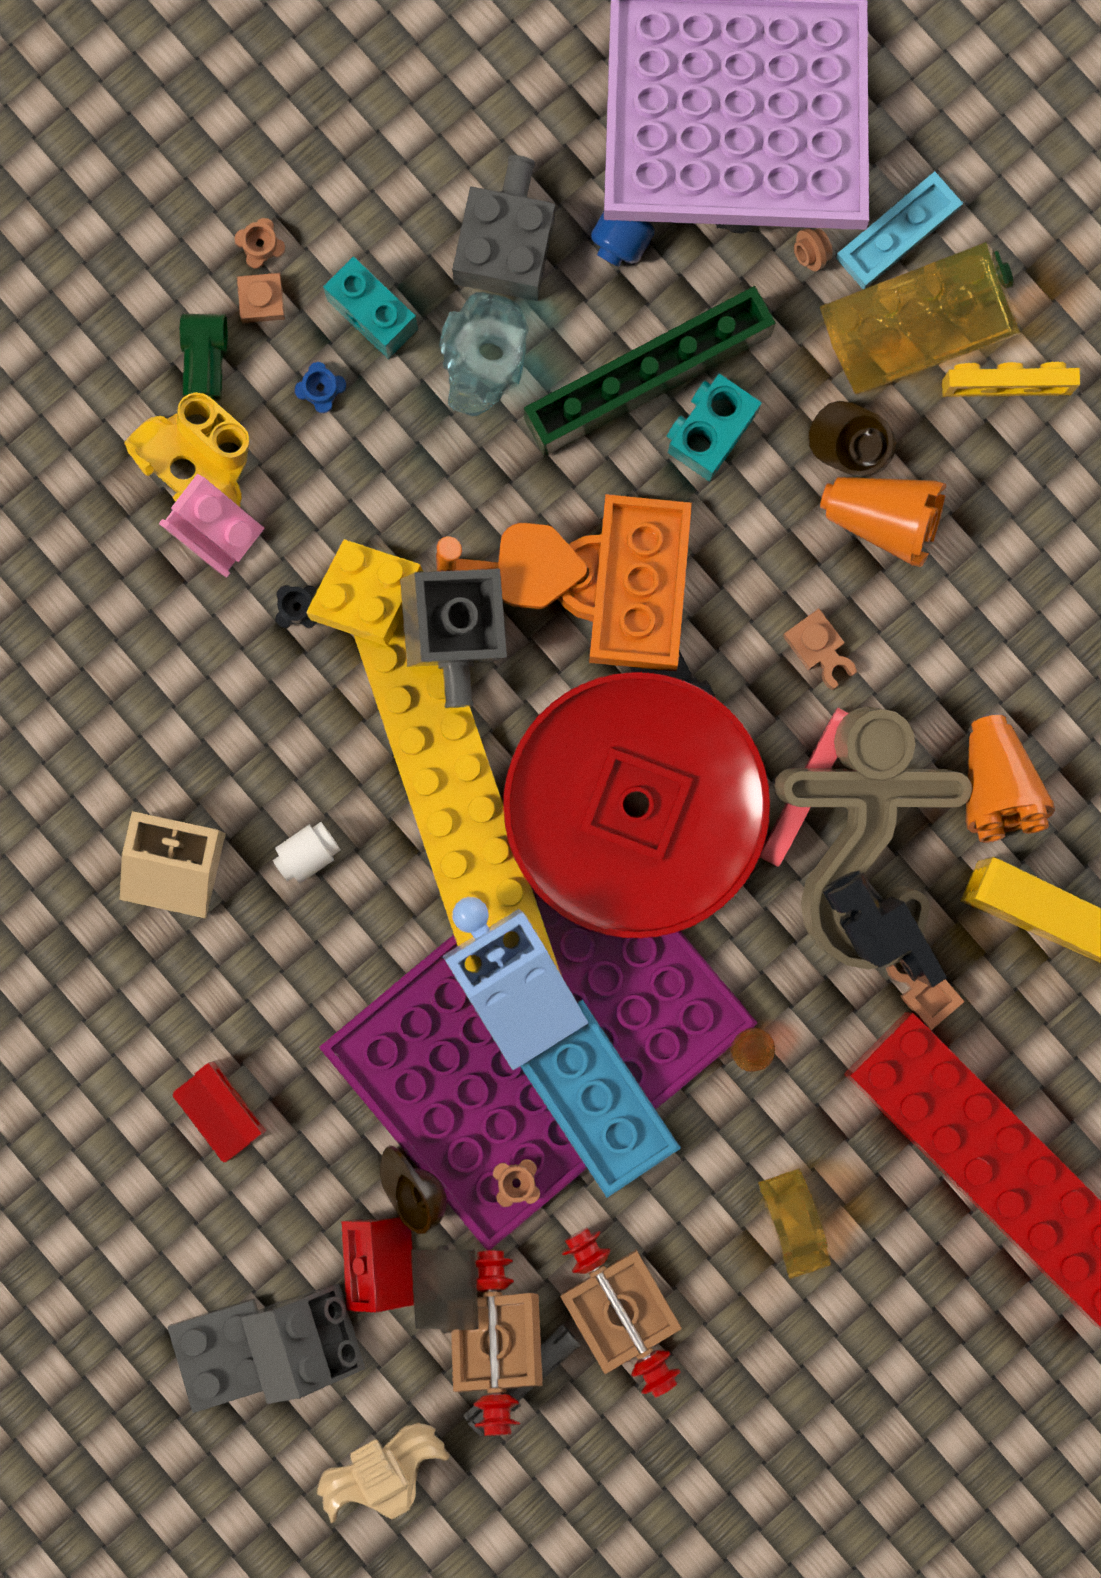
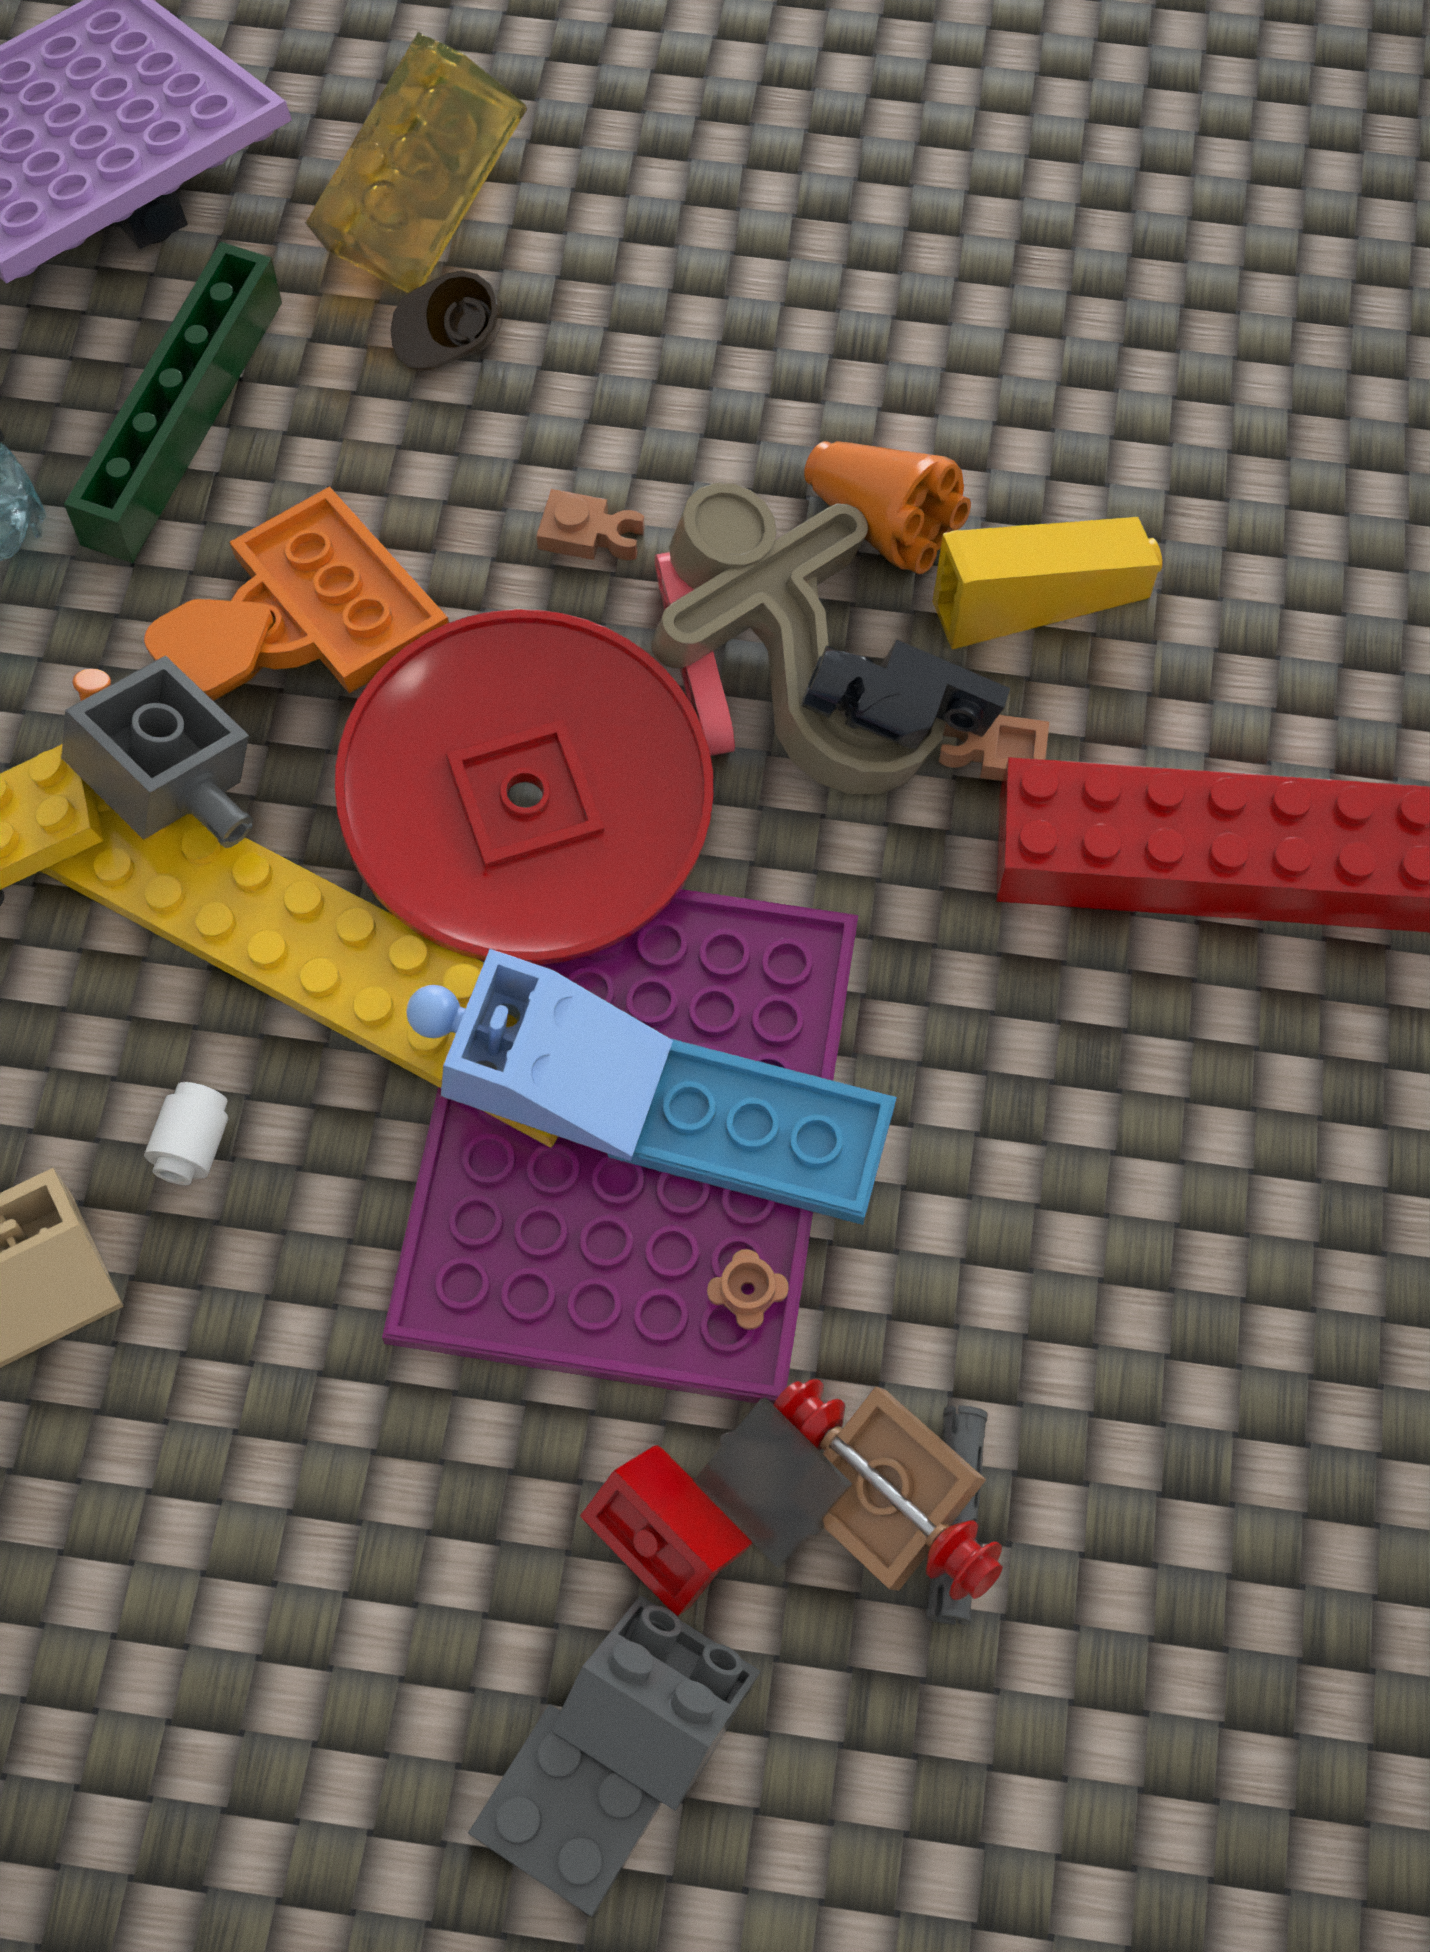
camera: 40 degrees left, 20 degrees down
(218, 1111) = (320, 1512): red panel -> none
(380, 1475) = (893, 1764): tan piece -> none
(412, 1192) = (630, 1400): dark brown cap -> none
(621, 1312) = (997, 1337): medium nougat plate -> none
(622, 239) = (44, 311): blue head -> none
(720, 431) = (290, 408): teal brick -> none
(753, 1049) = (879, 944): clear orange plate -> none
(795, 1223) = (1098, 1068): clear yellow brick -> none
(813, 248) = (256, 199): nougat plate -> none
(887, 512) = (539, 351): orange cone -> none
(899, 230) = (328, 127): medium azure plate -> none
(1010, 380) = (557, 175): yellow plate -> none

